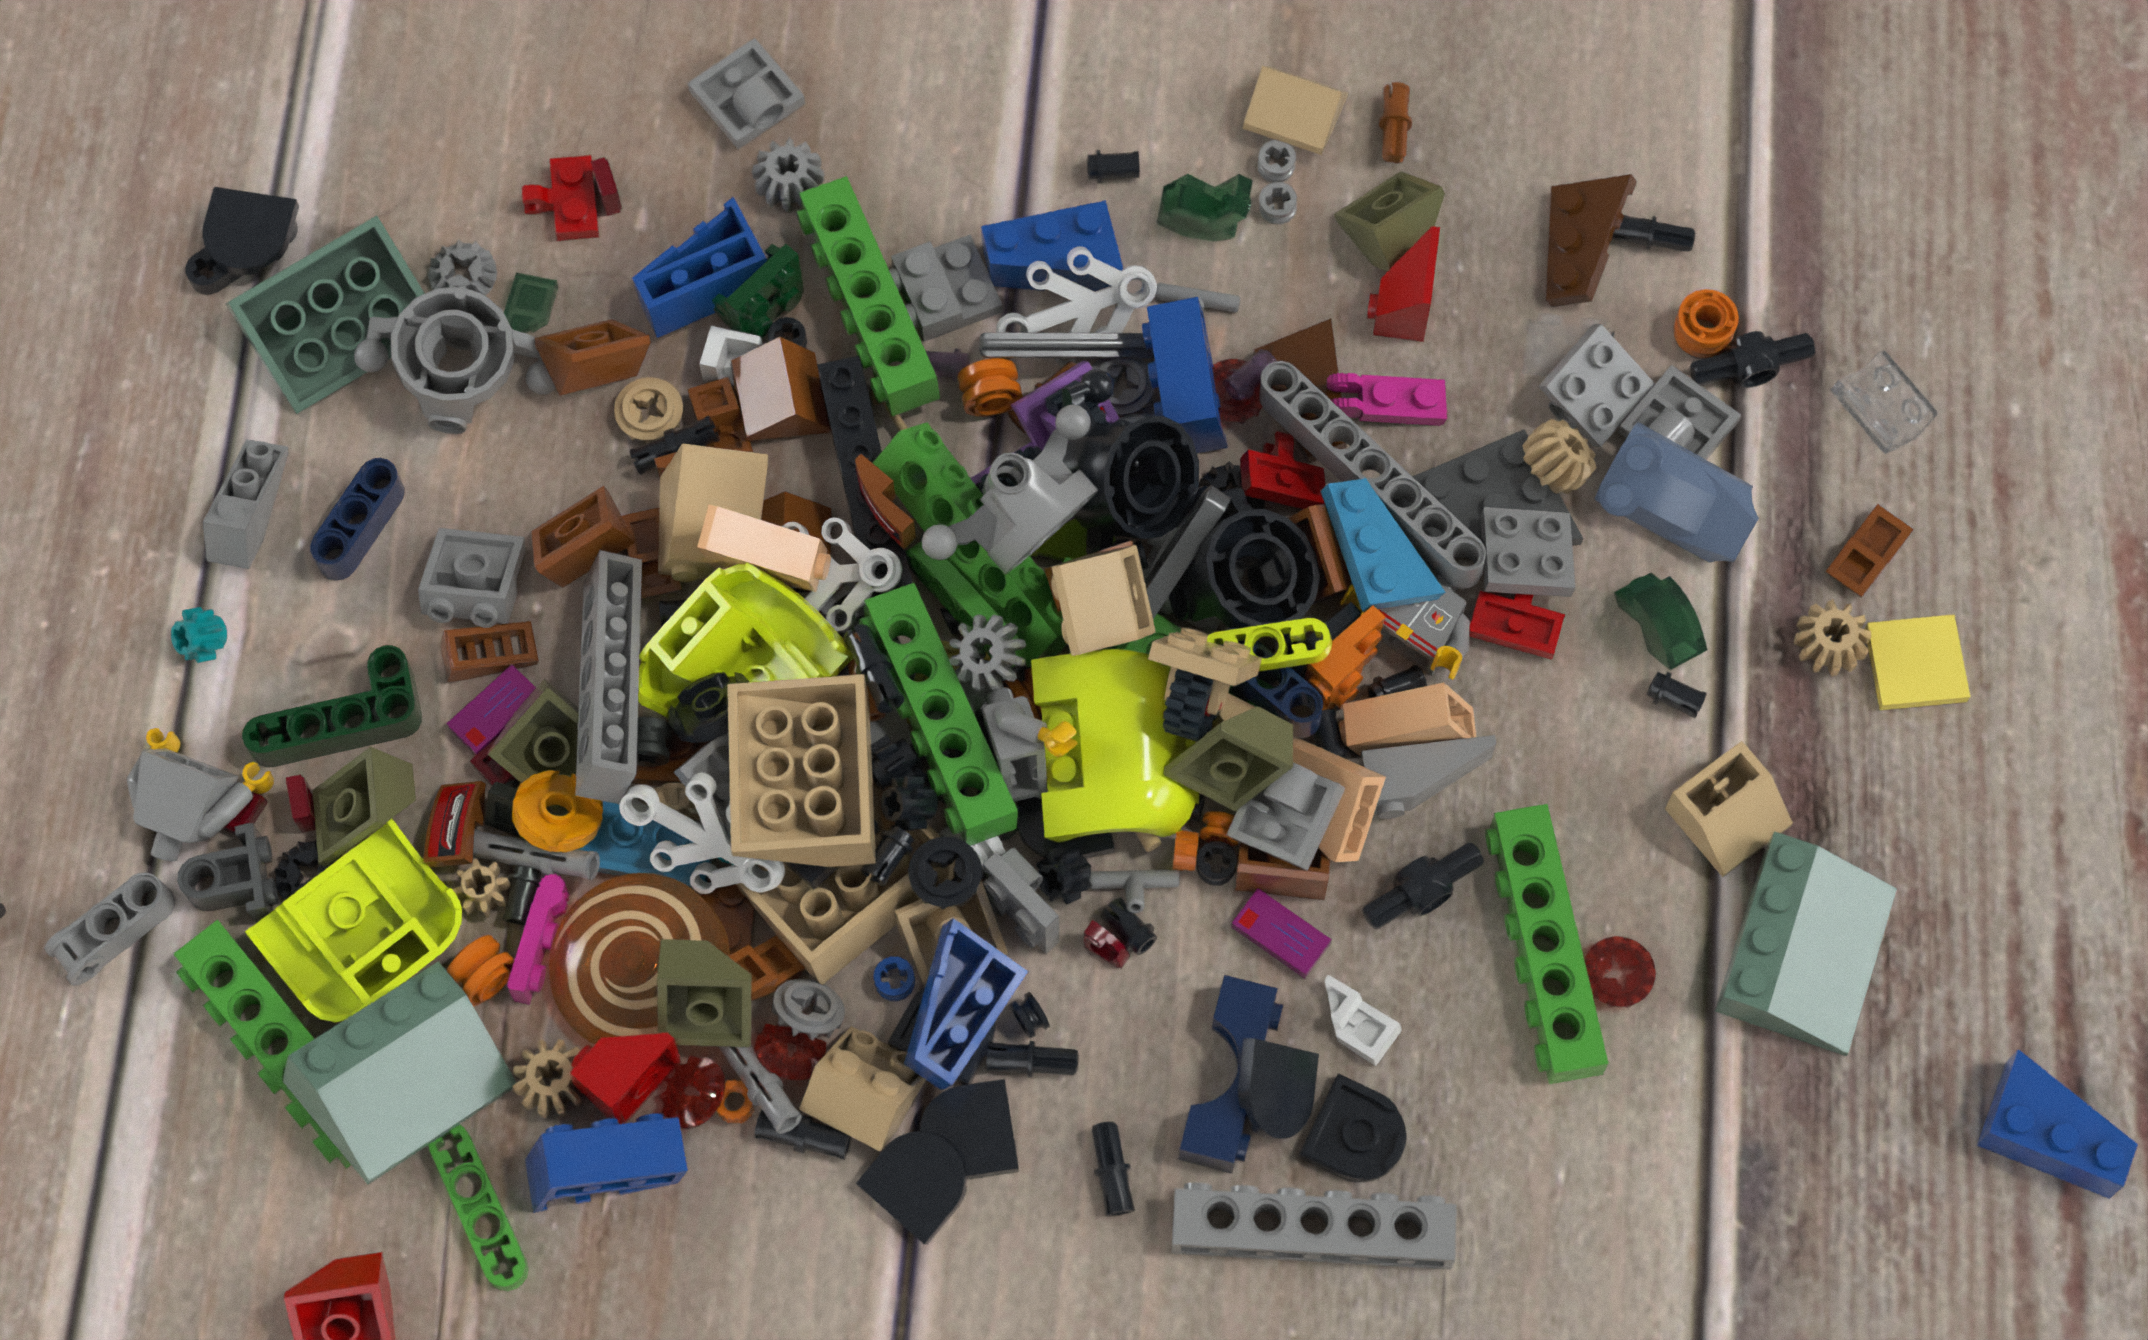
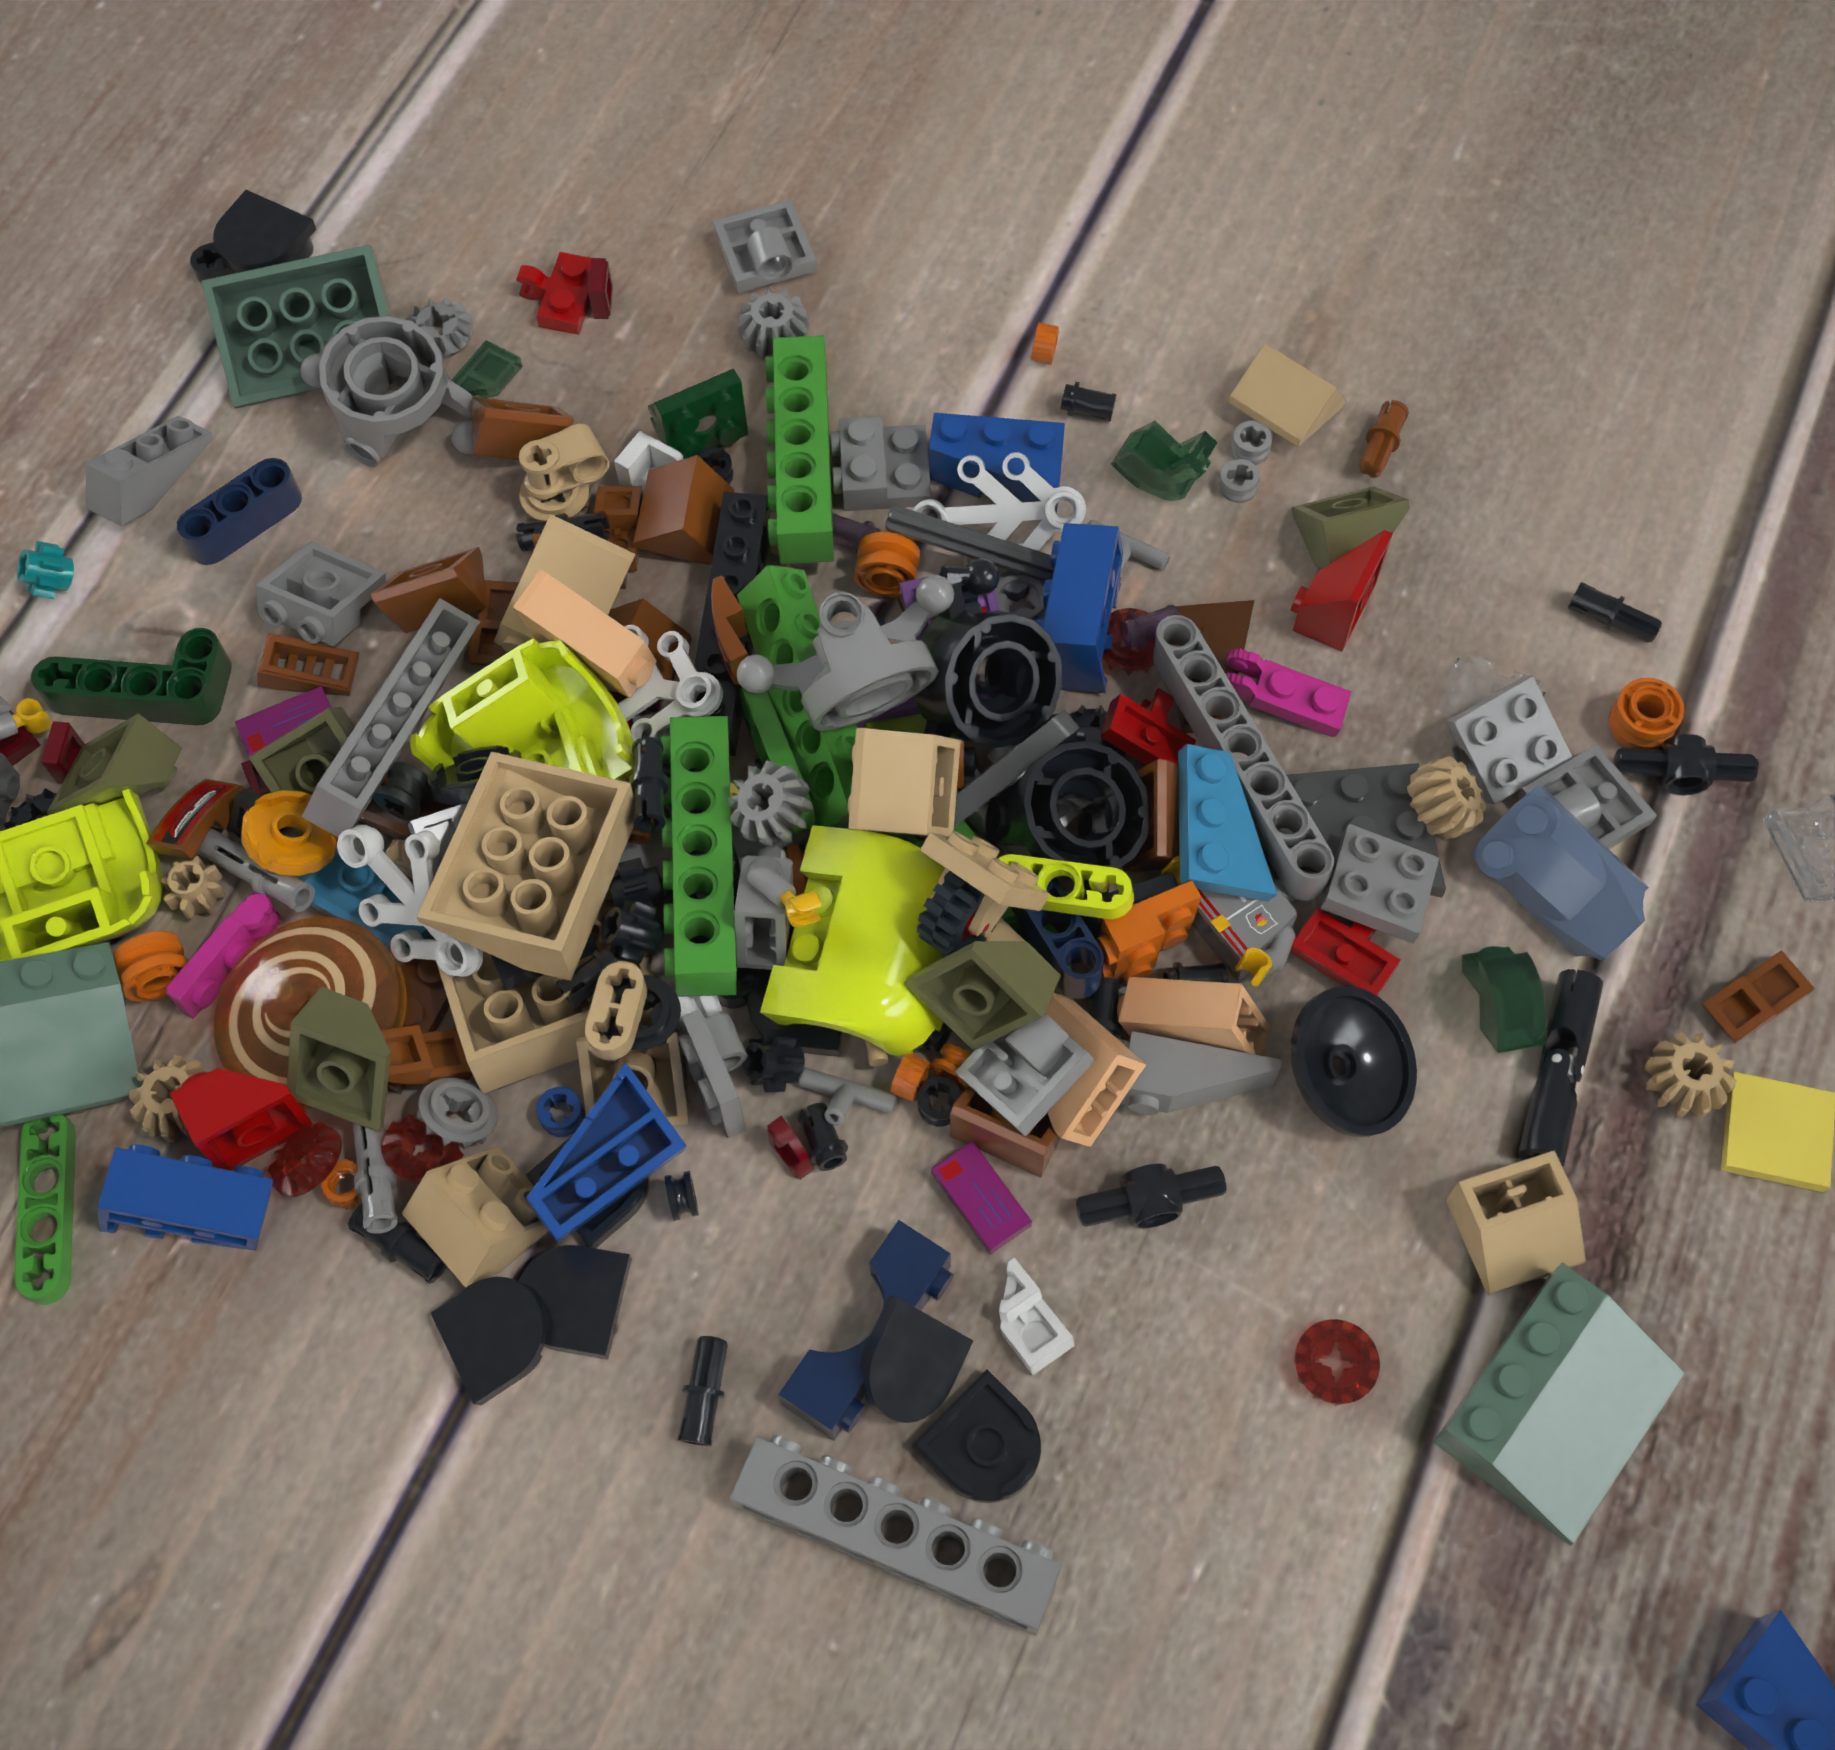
camera: 20 degrees right, 5 degrees down
(521, 894) = (234, 894): pearl dark grey pin -> none
(652, 378) = (564, 457): none -> tan piece
(685, 279) = (625, 383): blue wedge -> none
(938, 875) = (605, 1007): none -> tan beam
(1031, 1059) = (665, 1242): black axle -> none
(1052, 117) = (1045, 343): none -> orange axle
(1533, 832) = (1289, 1176): bright green brick -> none
(1554, 716) = (1353, 1061): none -> black dish
(1580, 233) = (1539, 591): reddish brown wing -> none
(1676, 694) = (1496, 1081): black pin -> none
(1727, 692) = (1554, 1095): none -> black piece

